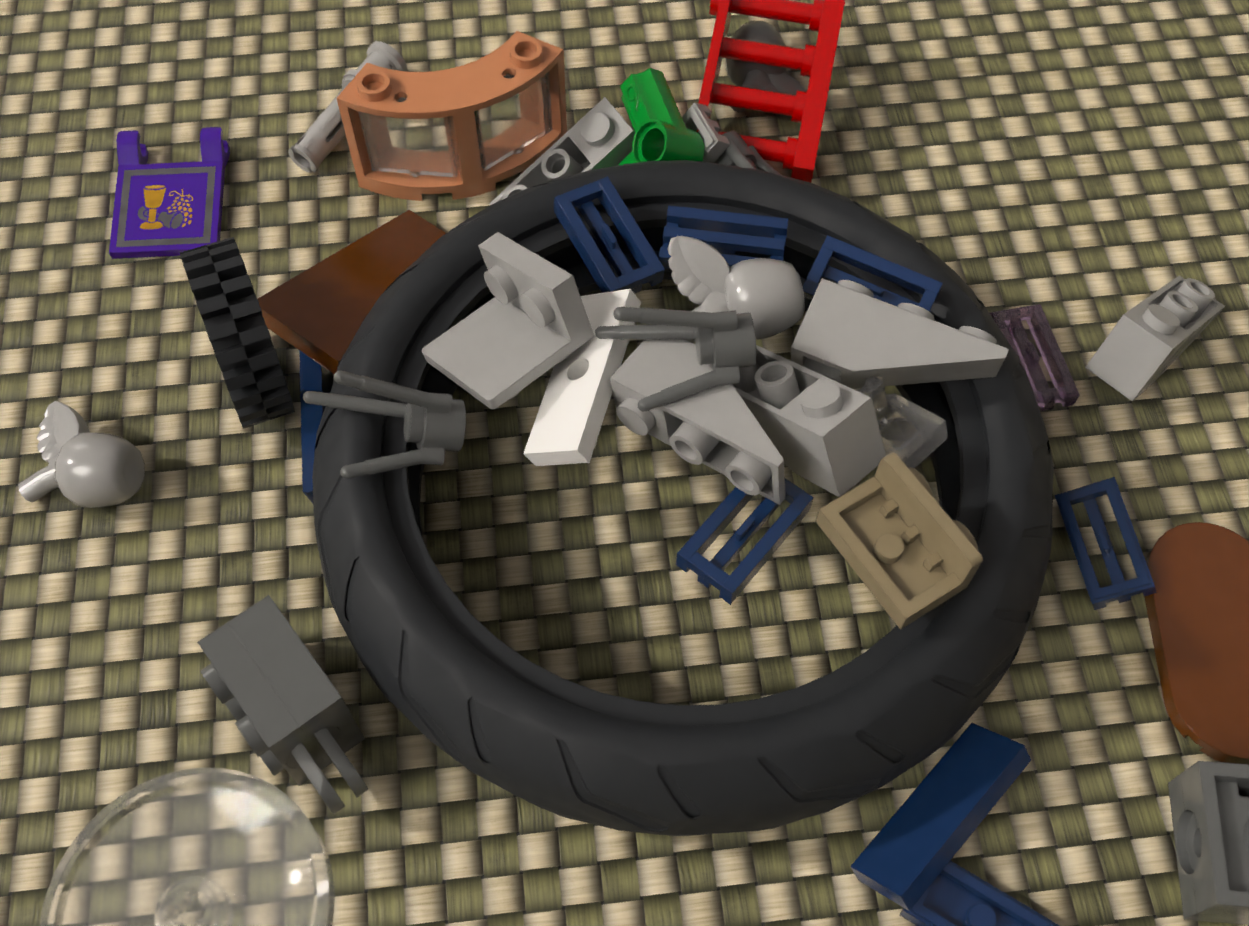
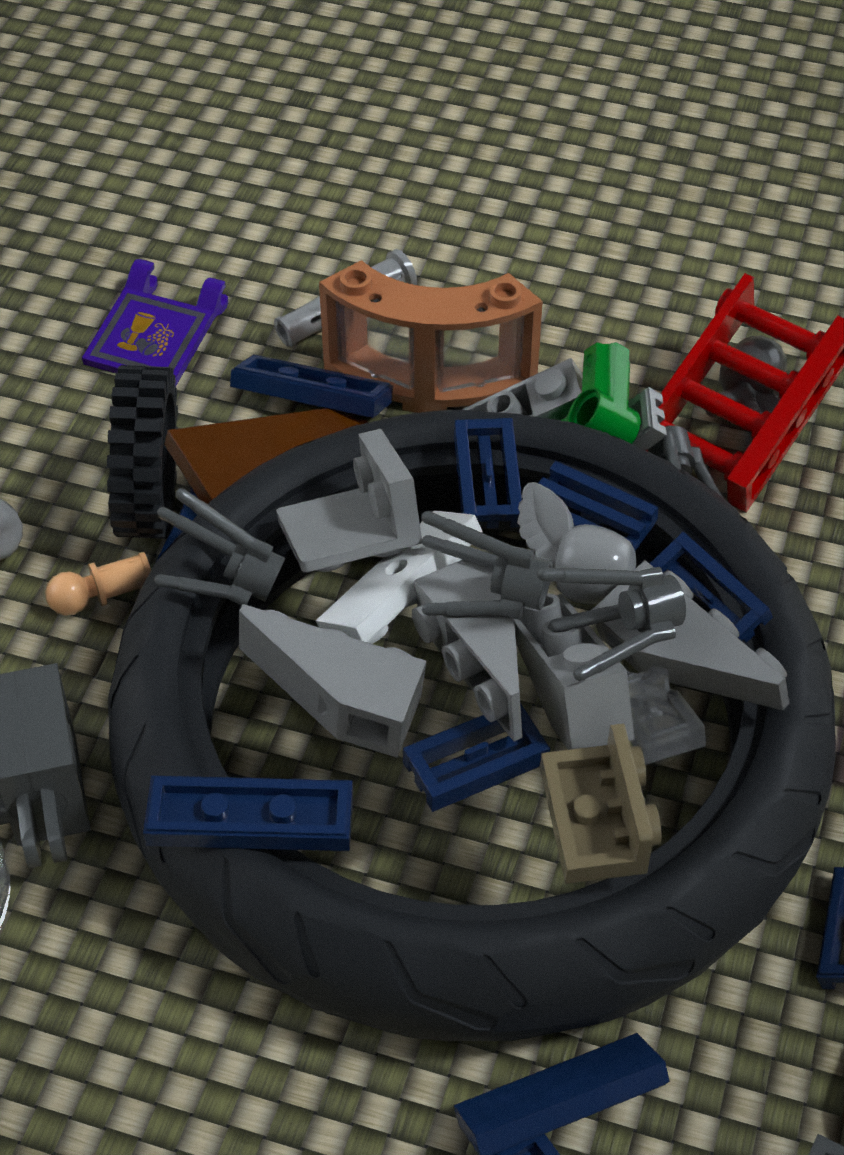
camera: 25 degrees right, 10 degrees down
(224, 503) = (70, 592): none -> light nougat pin
(358, 205) = (312, 385): none -> dark blue tile
(562, 684) = (249, 813): none -> dark blue tile
(590, 510) = (344, 683): none -> light grey slope
(859, 324) = (650, 605): none -> dark grey plant

